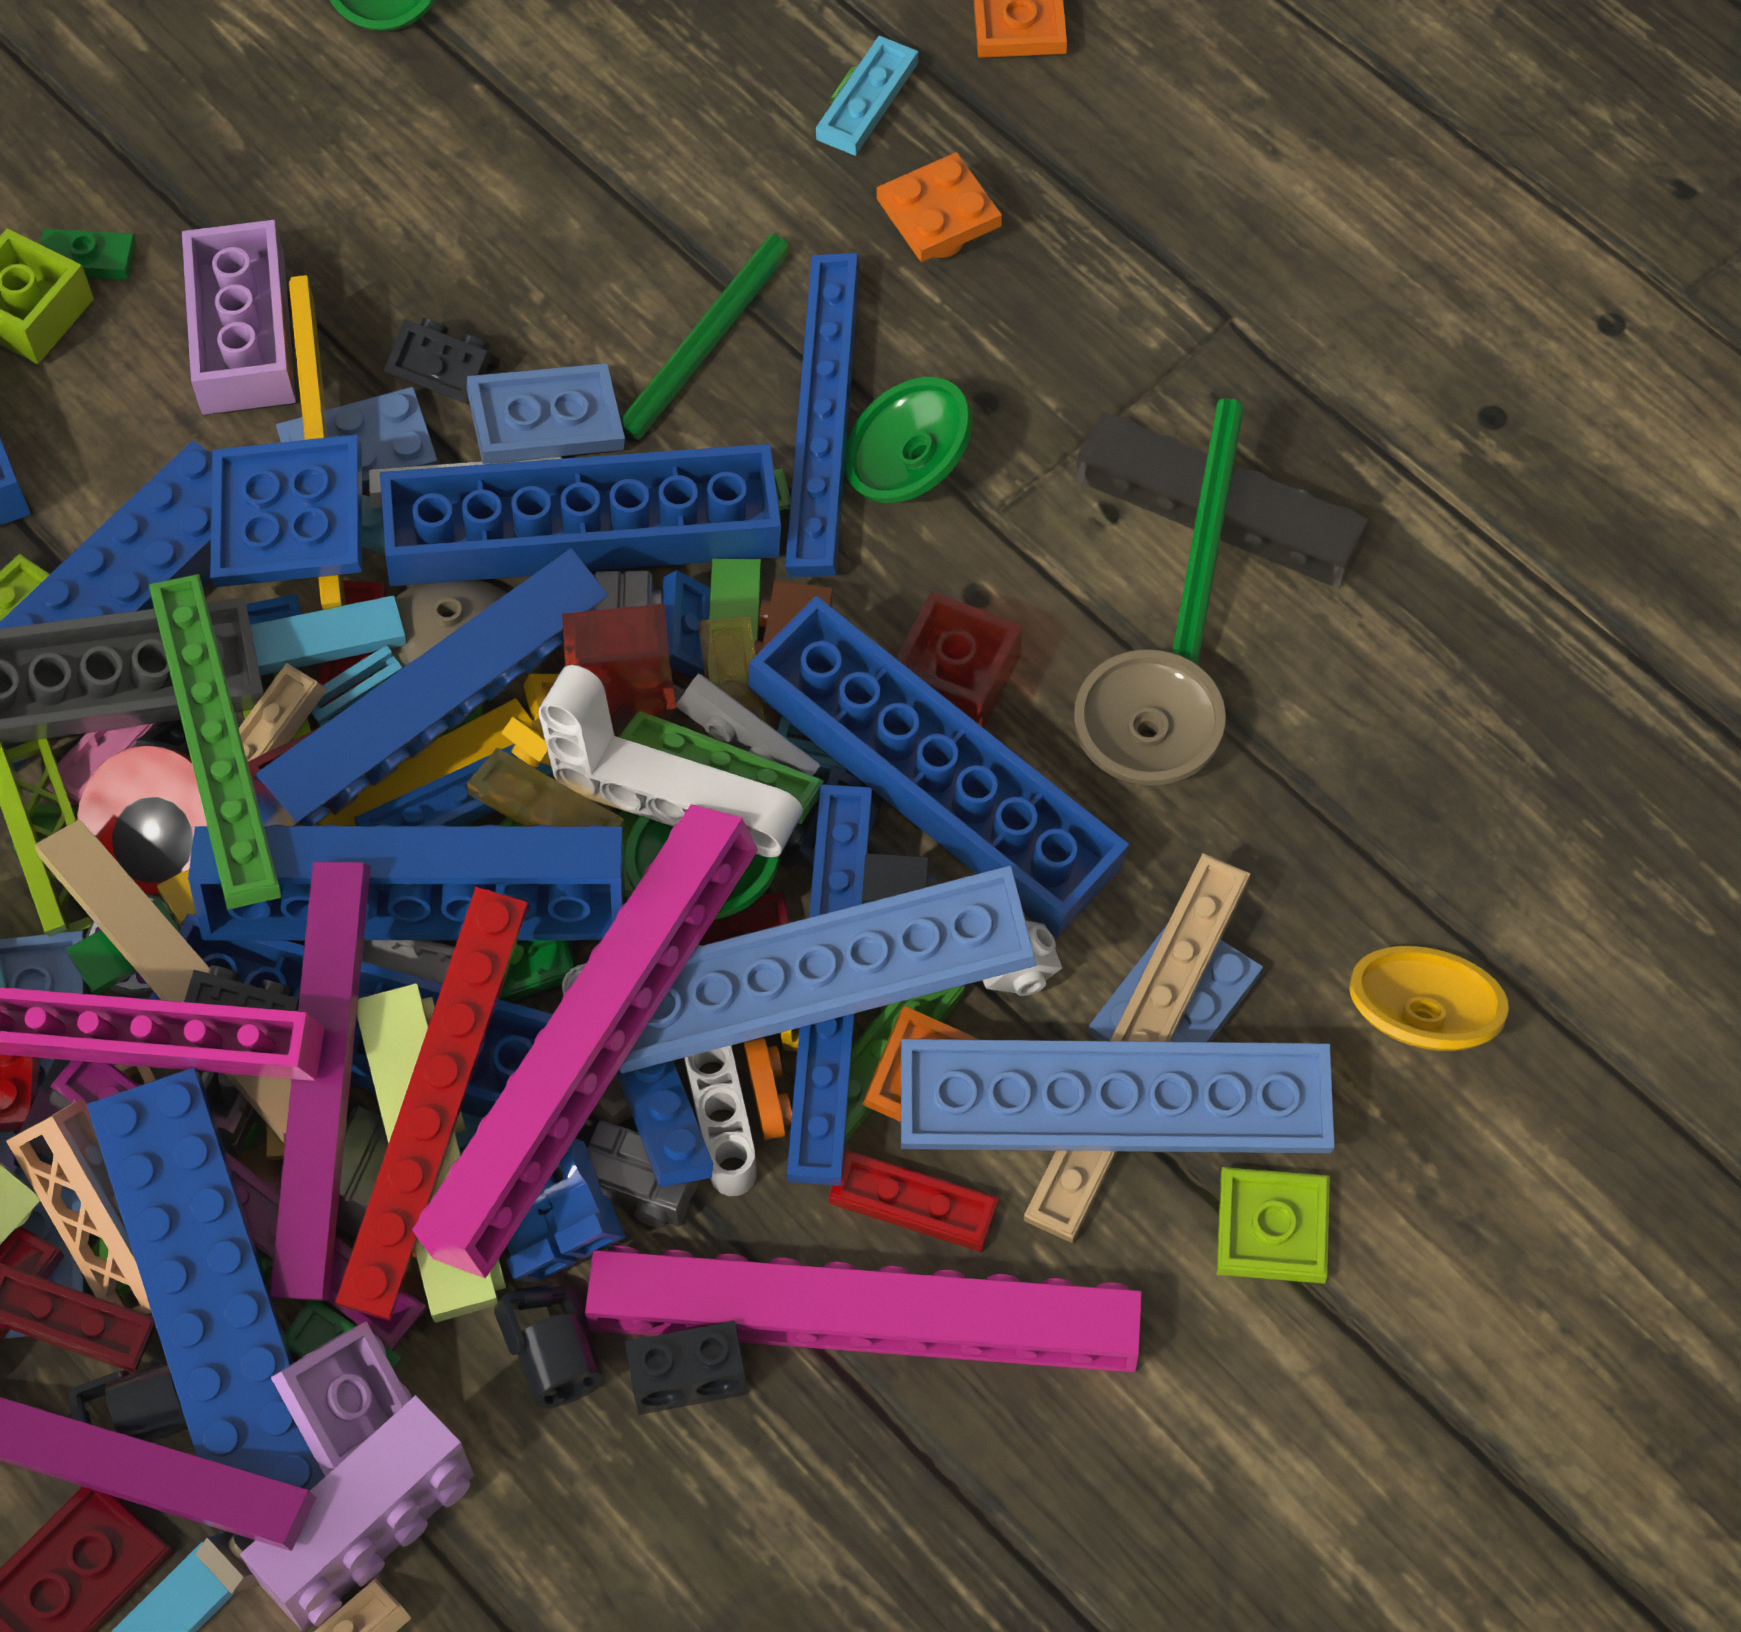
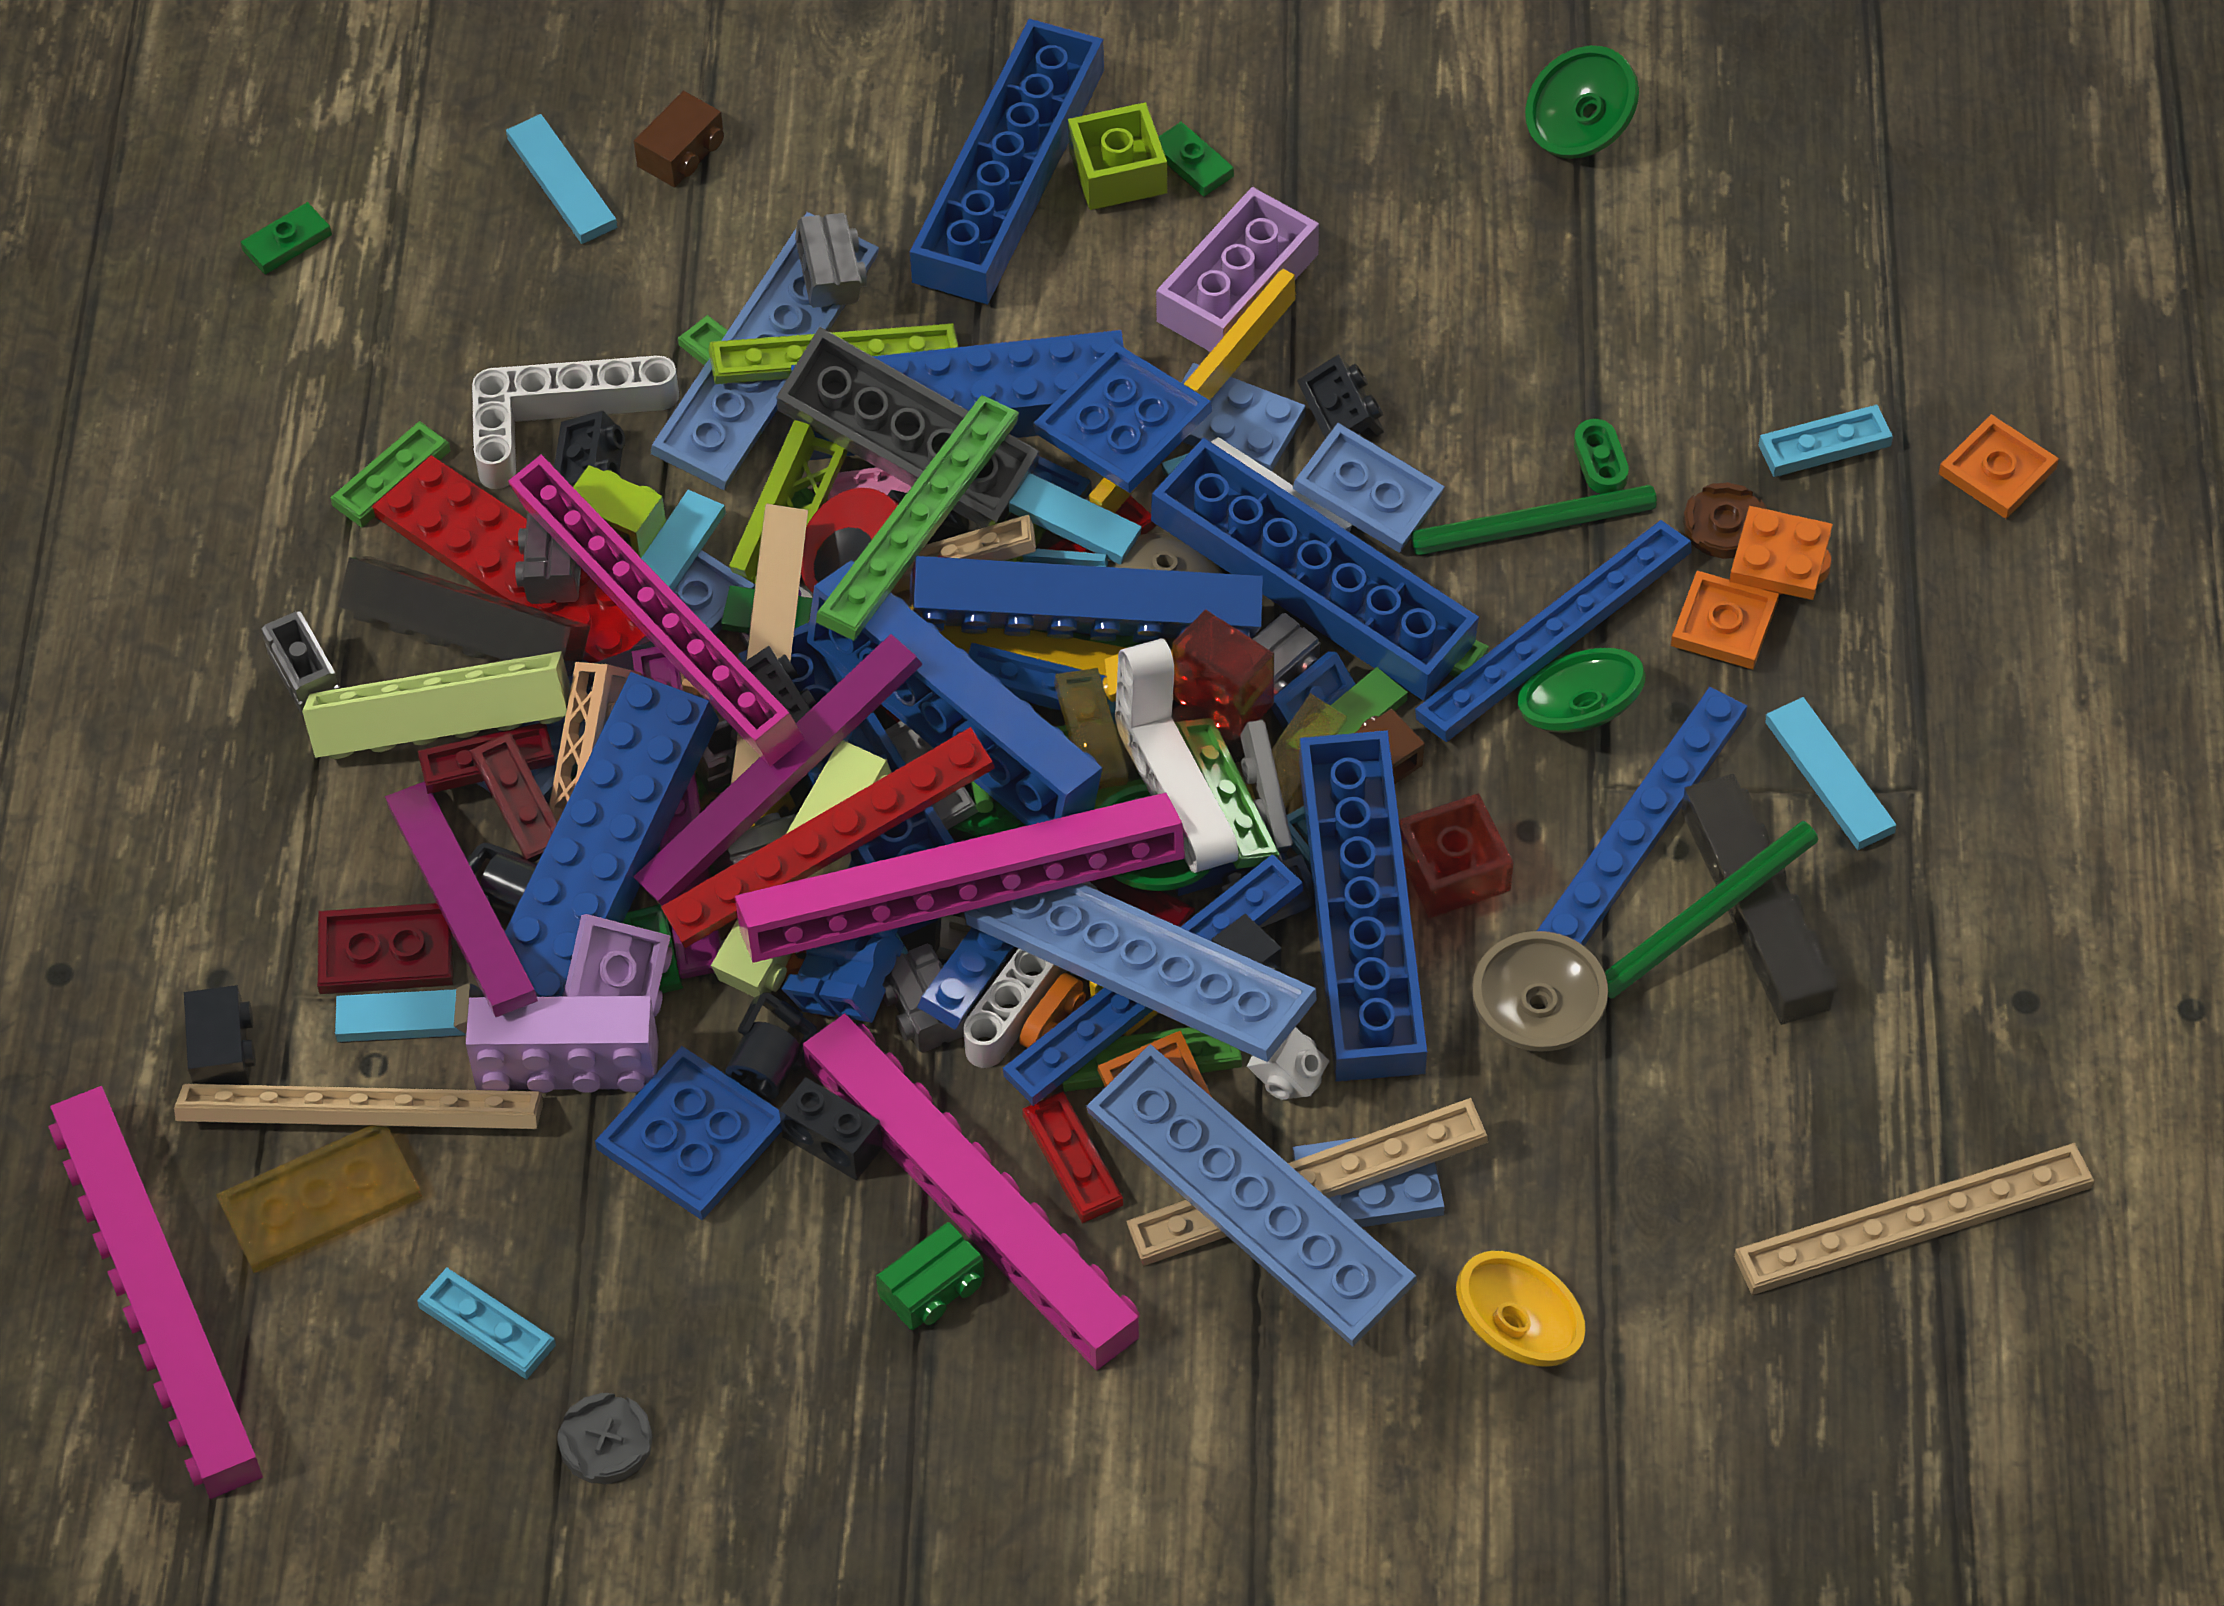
camera: 45 degrees right, 5 degrees down
(558, 1488) = (691, 1132): none -> blue plate
(708, 242) = (1603, 460): none -> green plate
(852, 220) = (1717, 517): none -> reddish brown tile
(917, 1422) = (931, 1277): none -> green brick
(947, 297) = (1724, 620): none -> orange plate
(1059, 512) = (1645, 817): none -> blue plate
(1158, 355) = (1830, 773): none -> medium azure tile
(1273, 1225) = (1275, 1362): lime tile -> none
(1607, 662) = (1913, 1218): none -> tan tile

